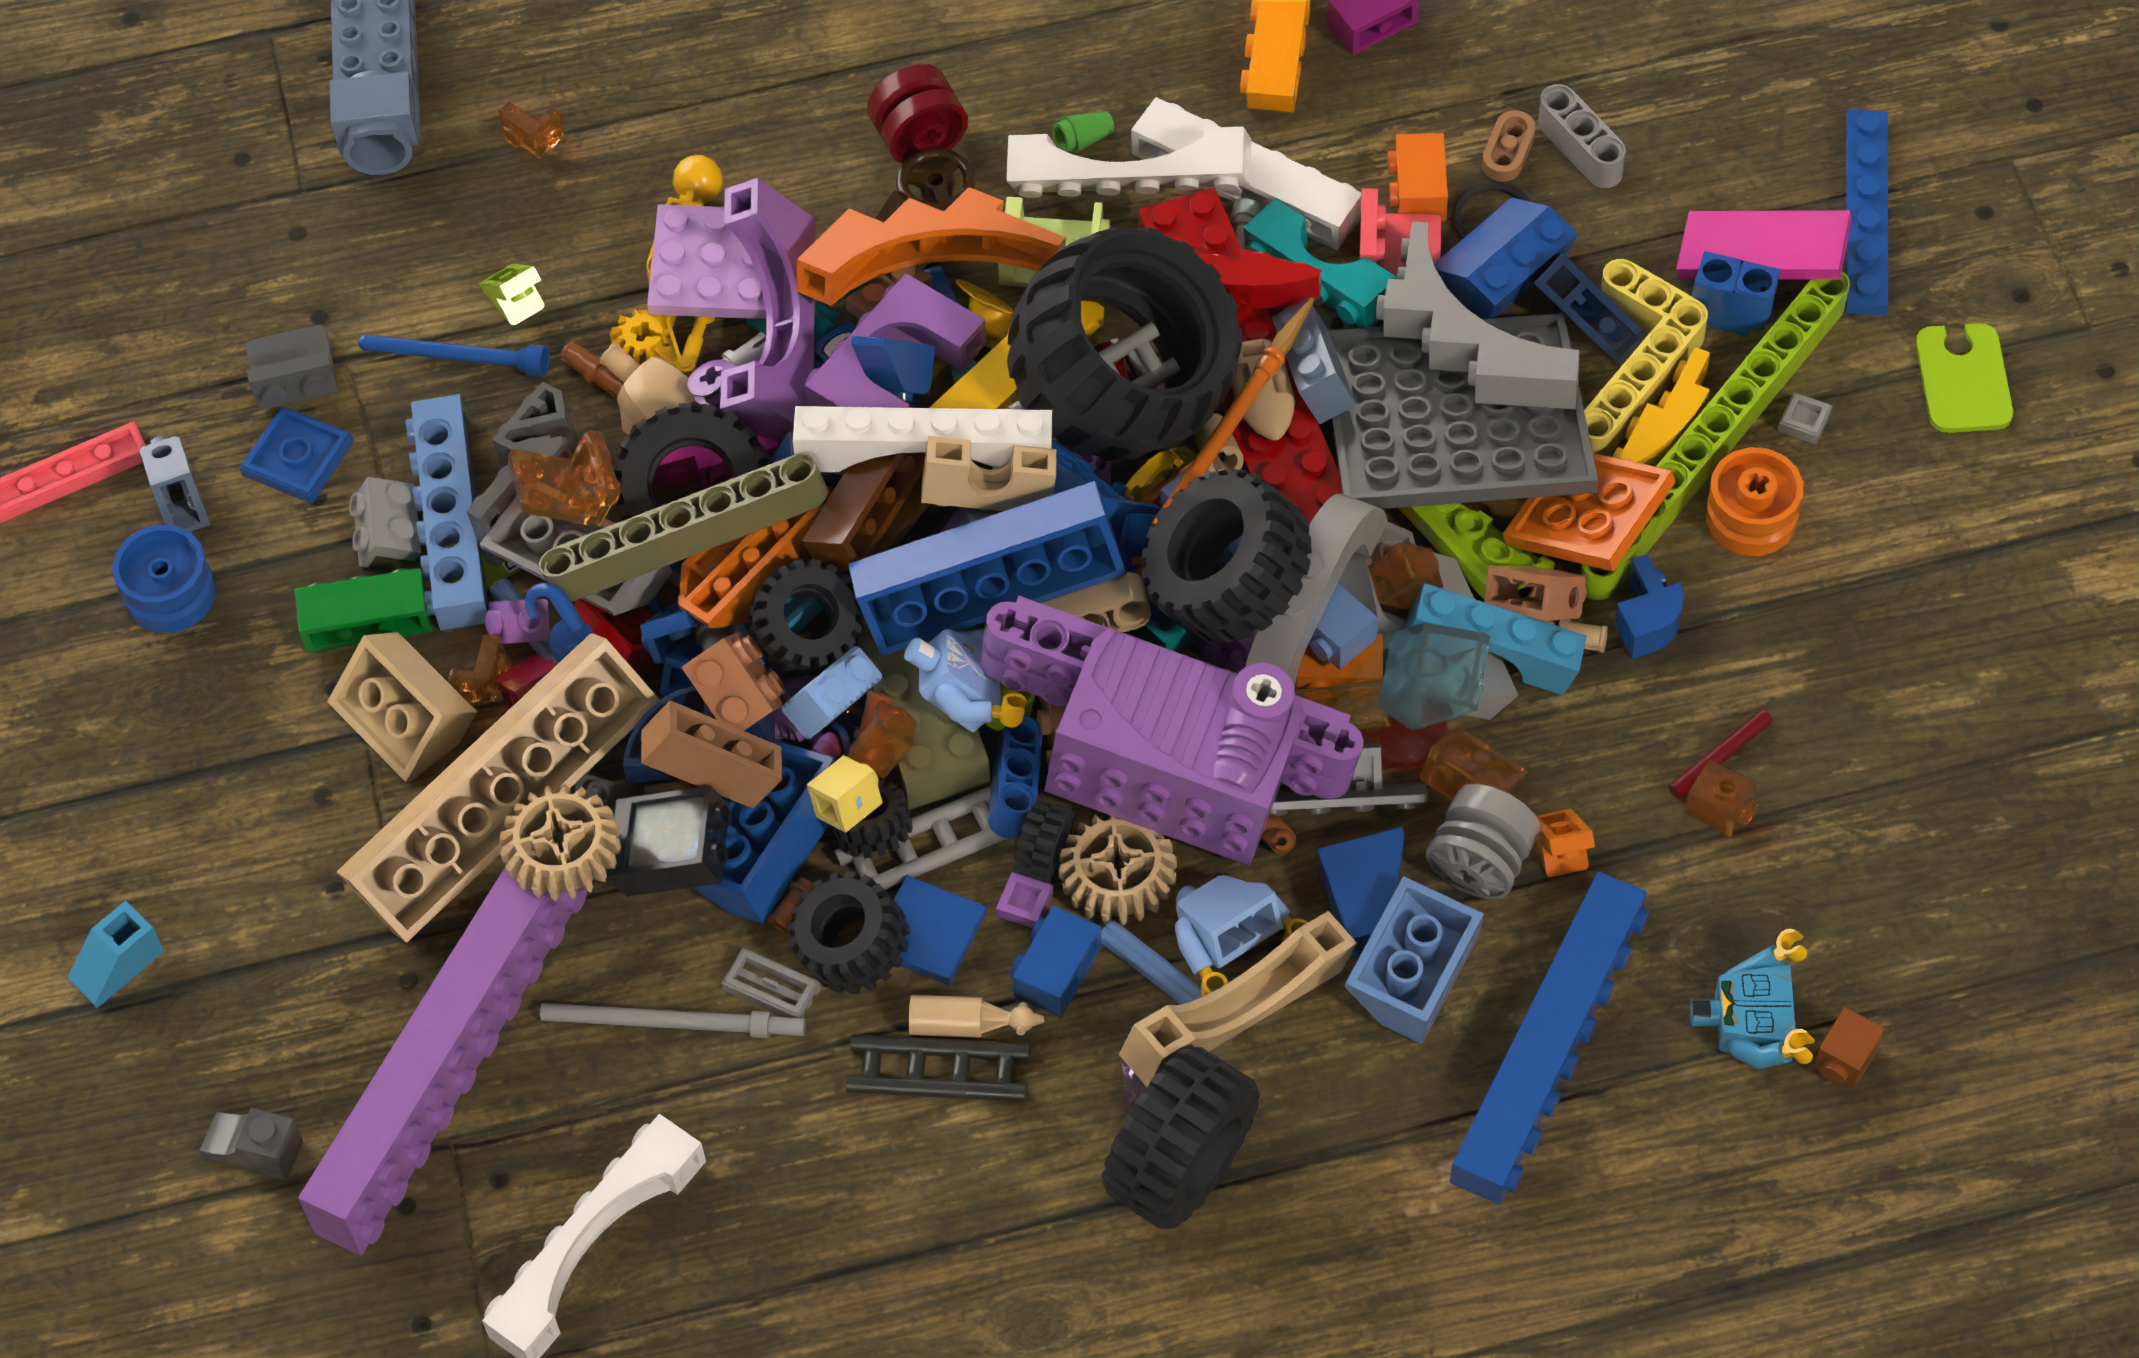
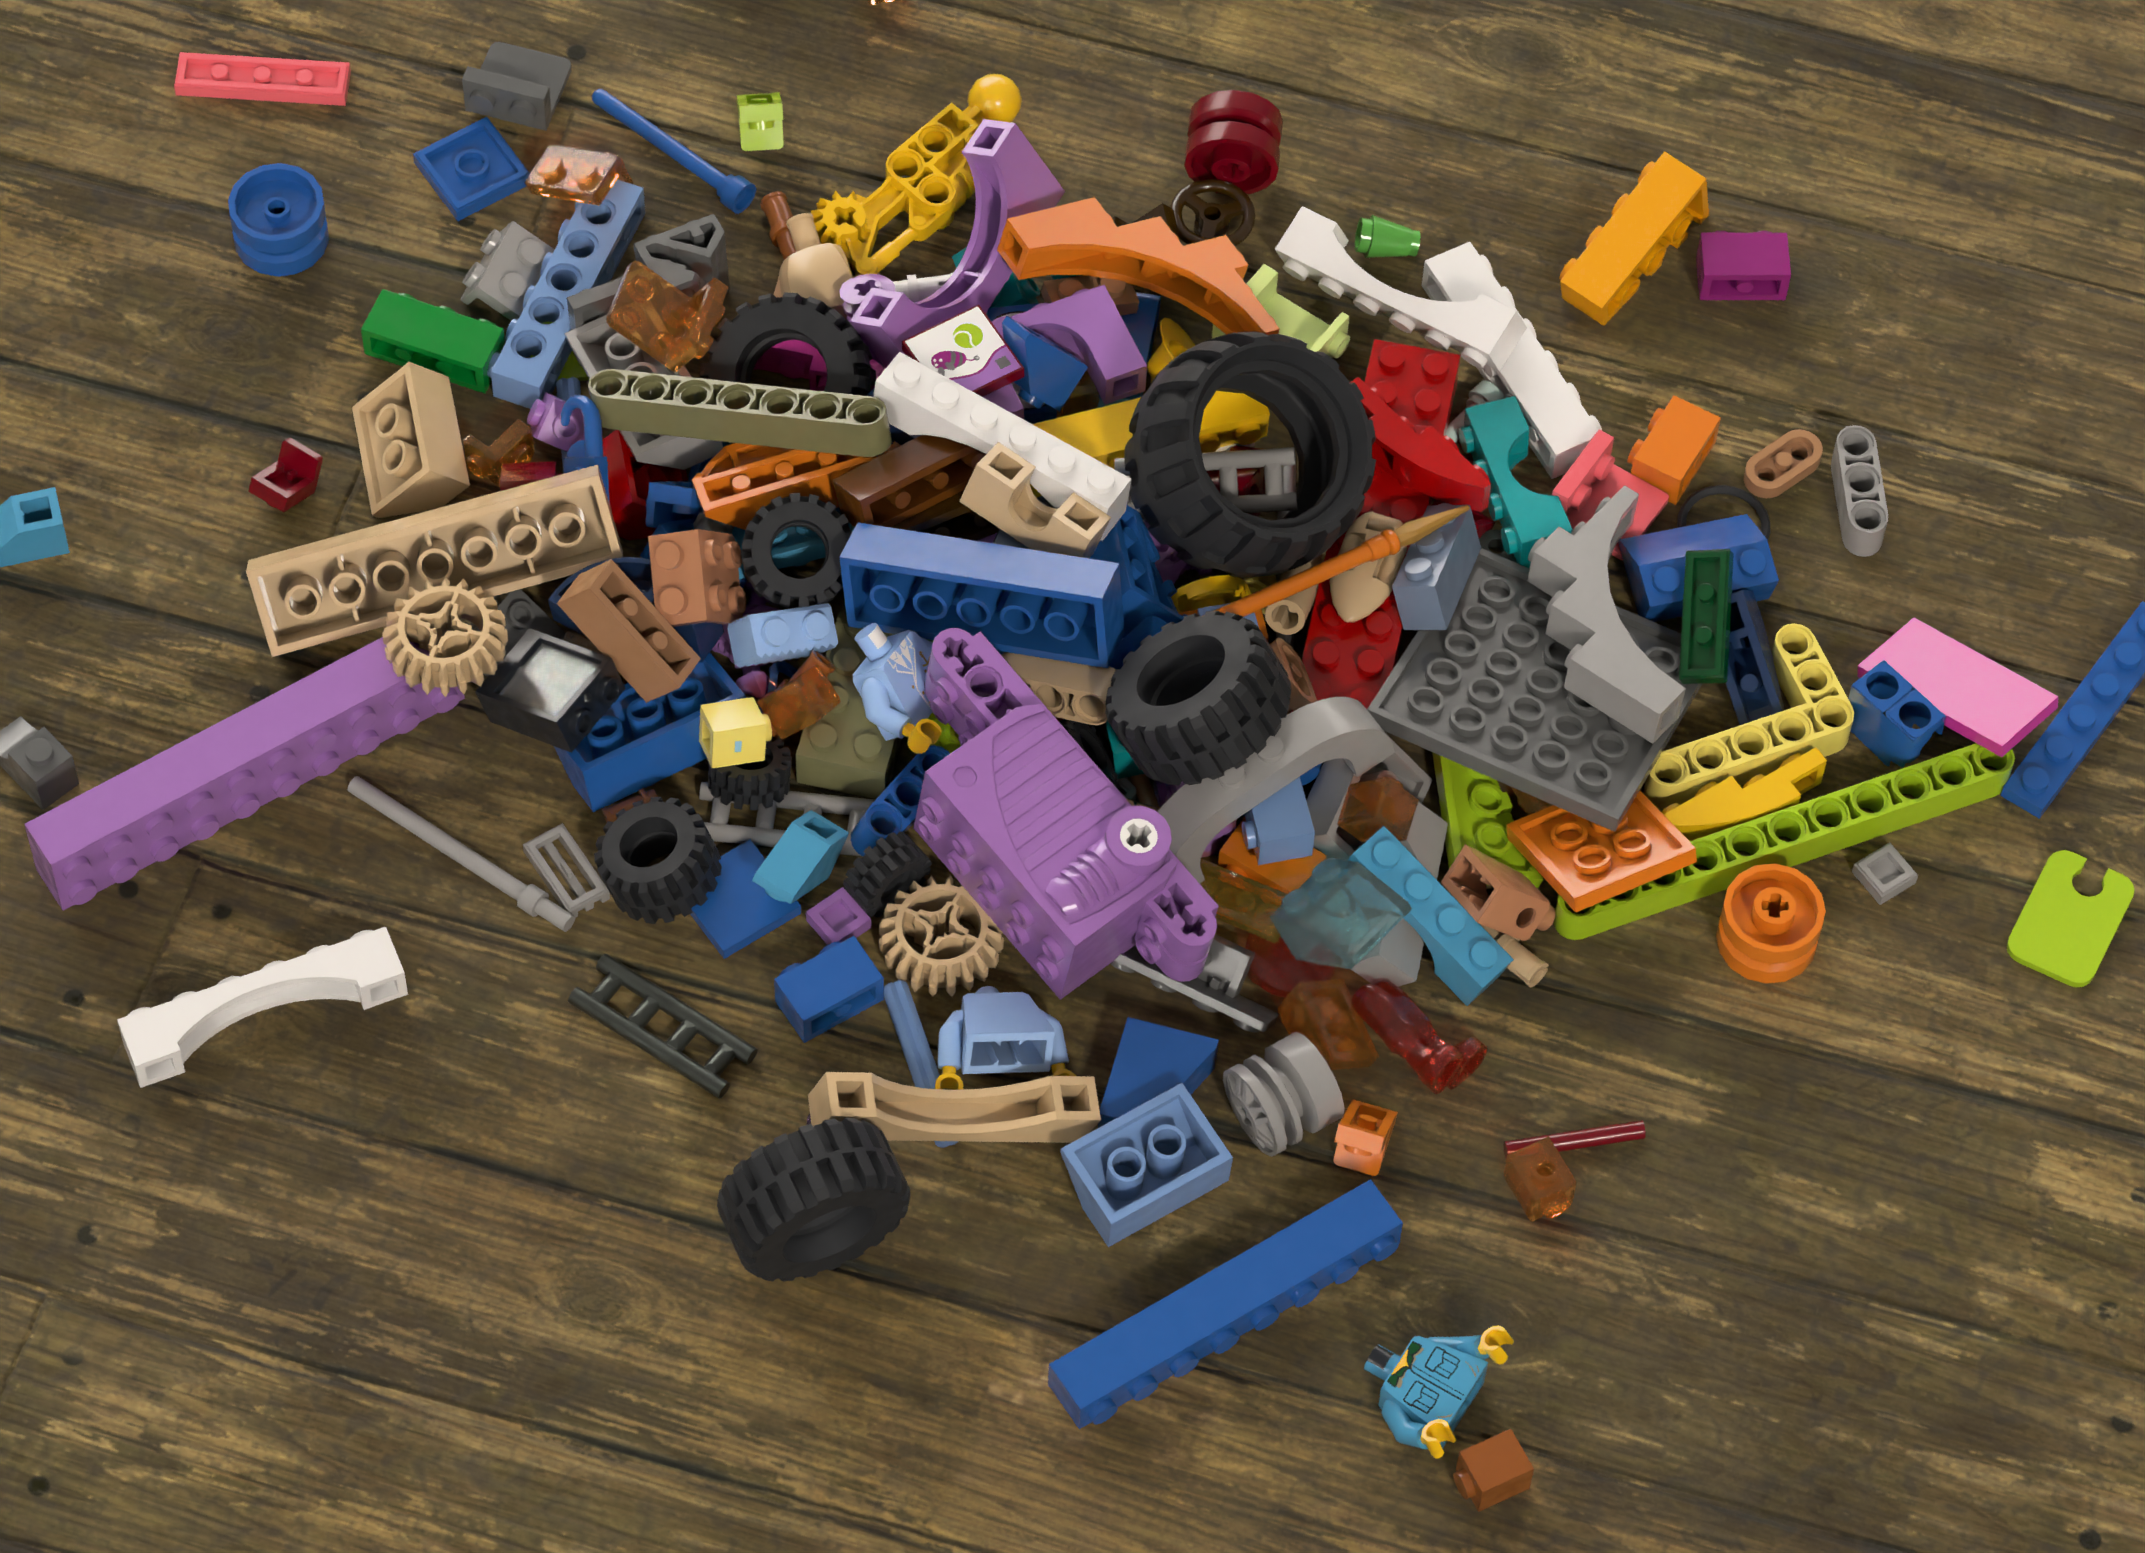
camera: 25 degrees right, 0 degrees up
(167, 468) = (347, 120): sand blue torso -> none
(315, 786) = (289, 478): none -> dark red bracket
(396, 412) = (576, 174): none -> clear orange bracket
(701, 267) = (929, 183): lavender plate -> none
(835, 380) = (967, 352): none -> tile
(965, 1016) = (714, 992): tan wheel -> none
(966, 866) = (801, 858): none -> dark azure slope
(1278, 835) = (1108, 987): dark orange arm -> none
(1543, 742) = (1412, 1037): none -> clear red piece
(1547, 288) = (1706, 616): none -> dark green tile
(1653, 615) = (1599, 980): blue brick -> none

